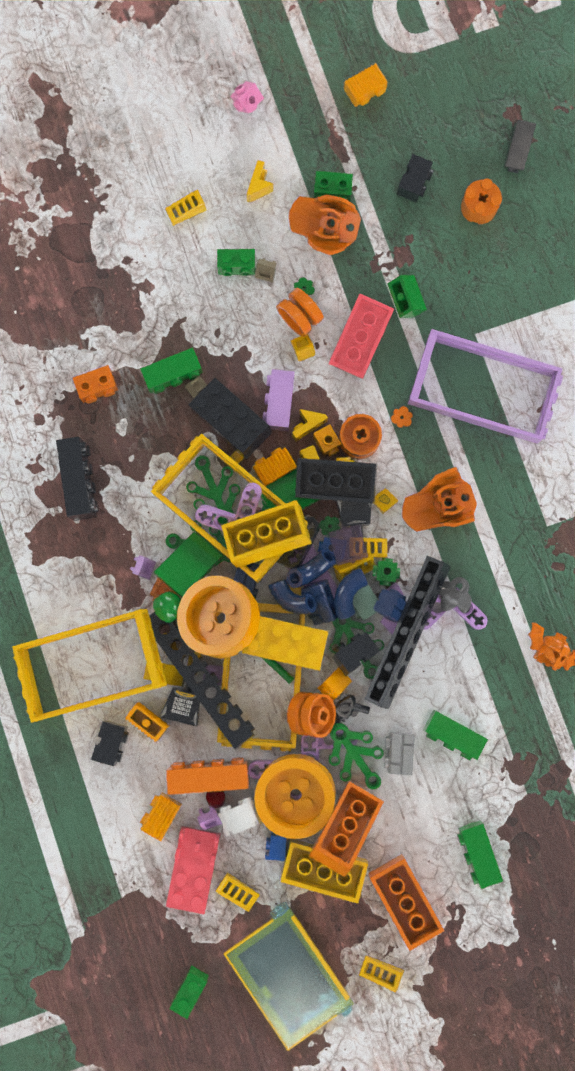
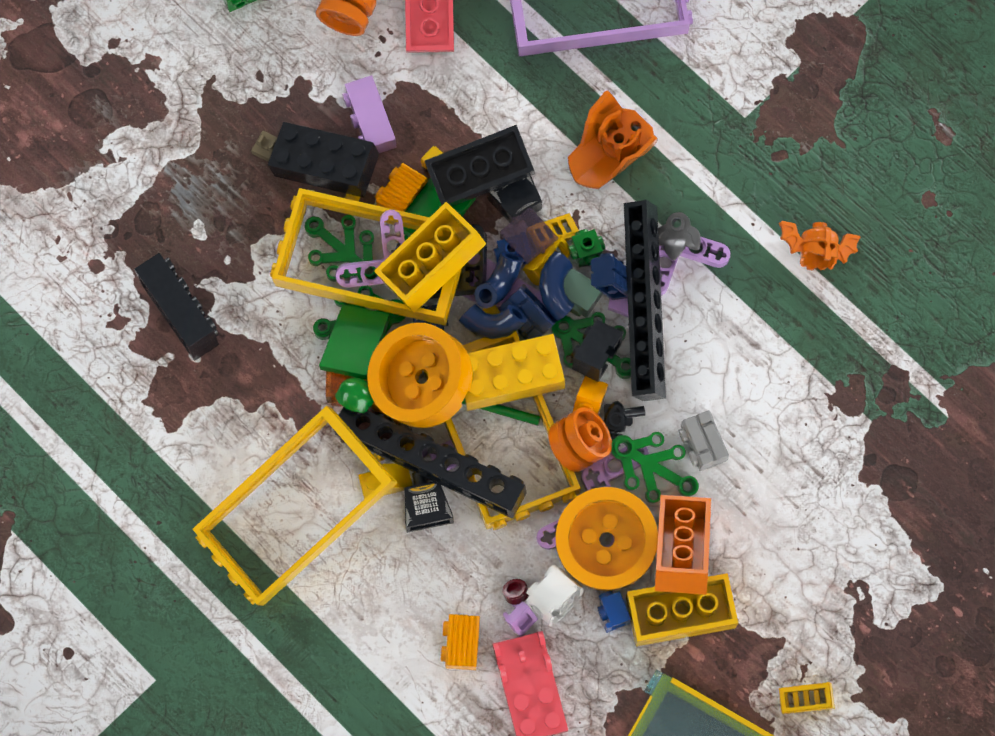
camera: 25 degrees left, 10 degrees down
(95, 384) = (146, 194): orange brick -> none
(112, 739) = (363, 595): black brick -> none
(143, 567) = (303, 372): lavender tile -> none
(147, 721) = (393, 540): light orange brick -> none
(171, 371) = (228, 139): green brick -> none
(207, 776) = (495, 566): orange brick -> none
(233, 898) = (575, 675): yellow slope -> none
(303, 347) = (368, 47): yellow slope -> none
(312, 421) = (419, 122): yellow slope -> none
(327, 440) = (446, 134): light orange brick -> none
(334, 522) = (492, 225): green plant -> none
(369, 430) = (482, 111): orange wheel -> none
(385, 500) = (546, 172): yellow slope -> none
(402, 412) = (519, 67): orange plant -> none
(405, 902) = (792, 600): orange brick -> none
(454, 735) = (755, 391): green brick -> none
(479, 855) = (850, 510): green brick -> none

